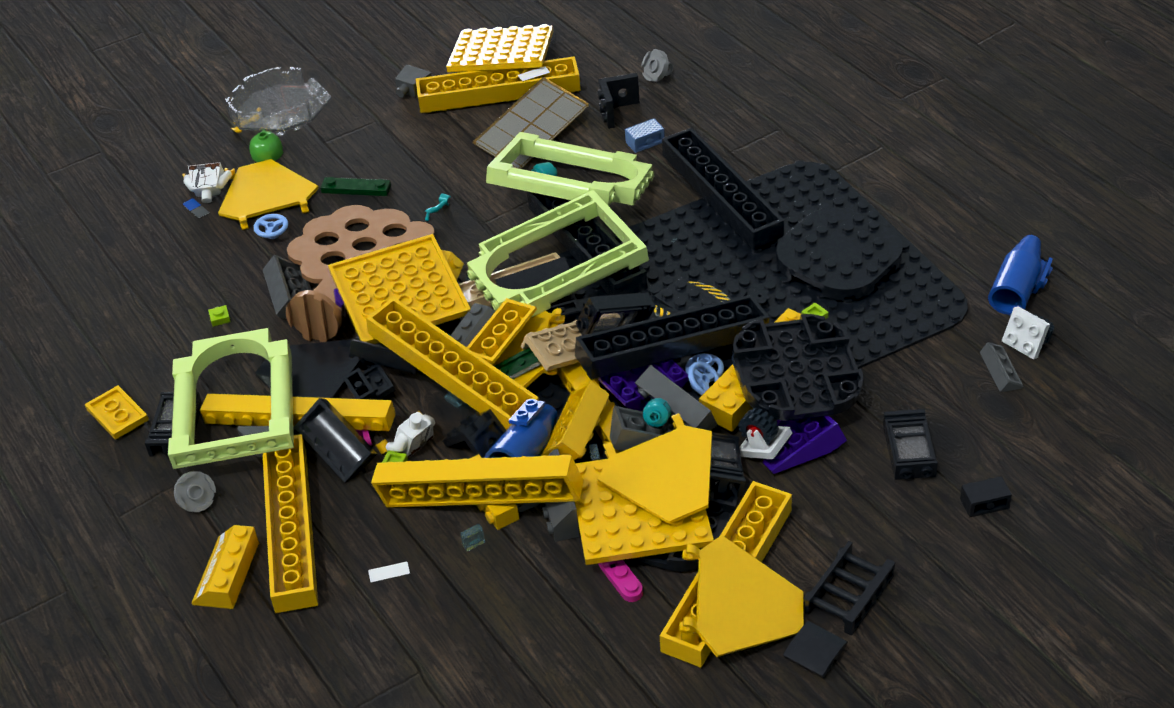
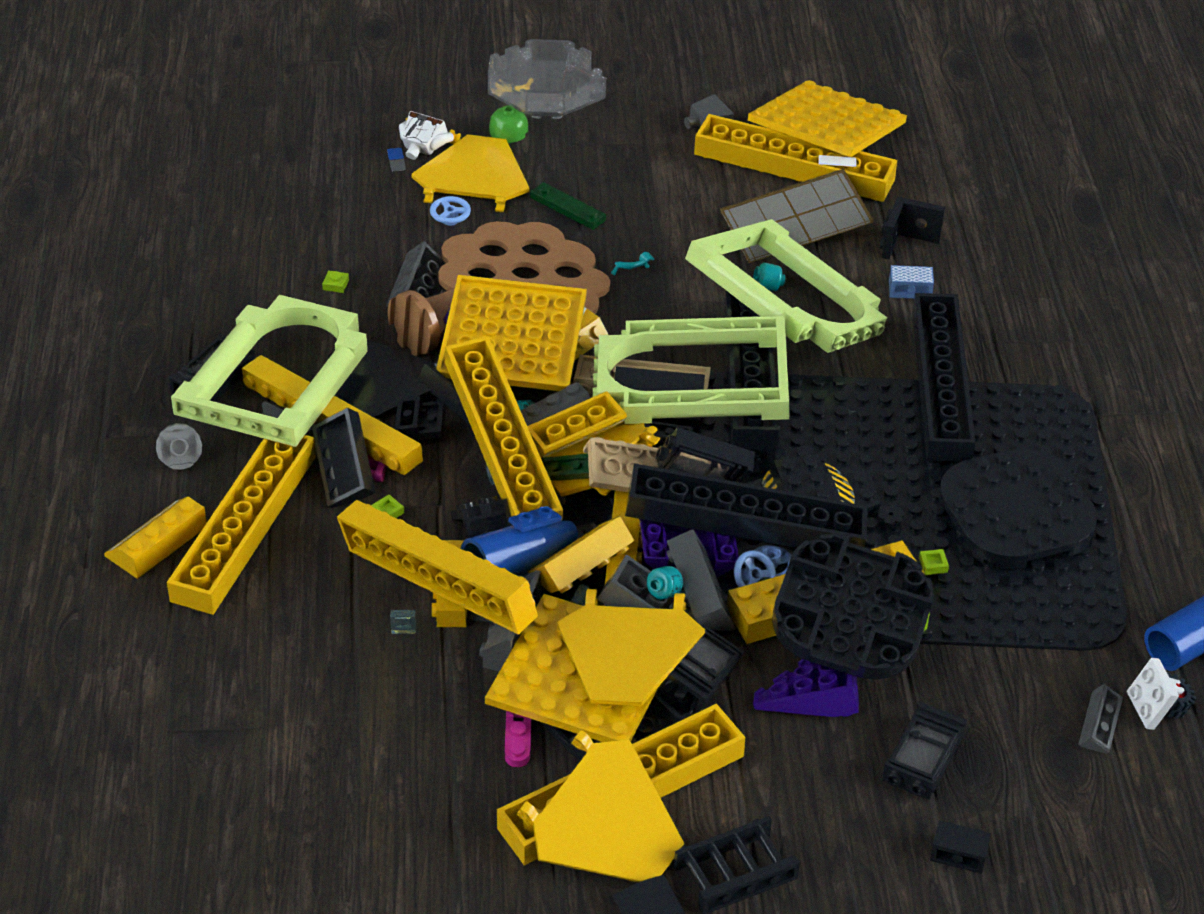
camera: 25 degrees right, 0 degrees up
(116, 412) = (170, 334): yellow plate -> none
(388, 571) = (303, 615): white sticker -> none
(410, 435) = (421, 489): white torso -> none
(656, 65) = (983, 208): light grey tile -> none
(762, 434) = (767, 662): plate -> none

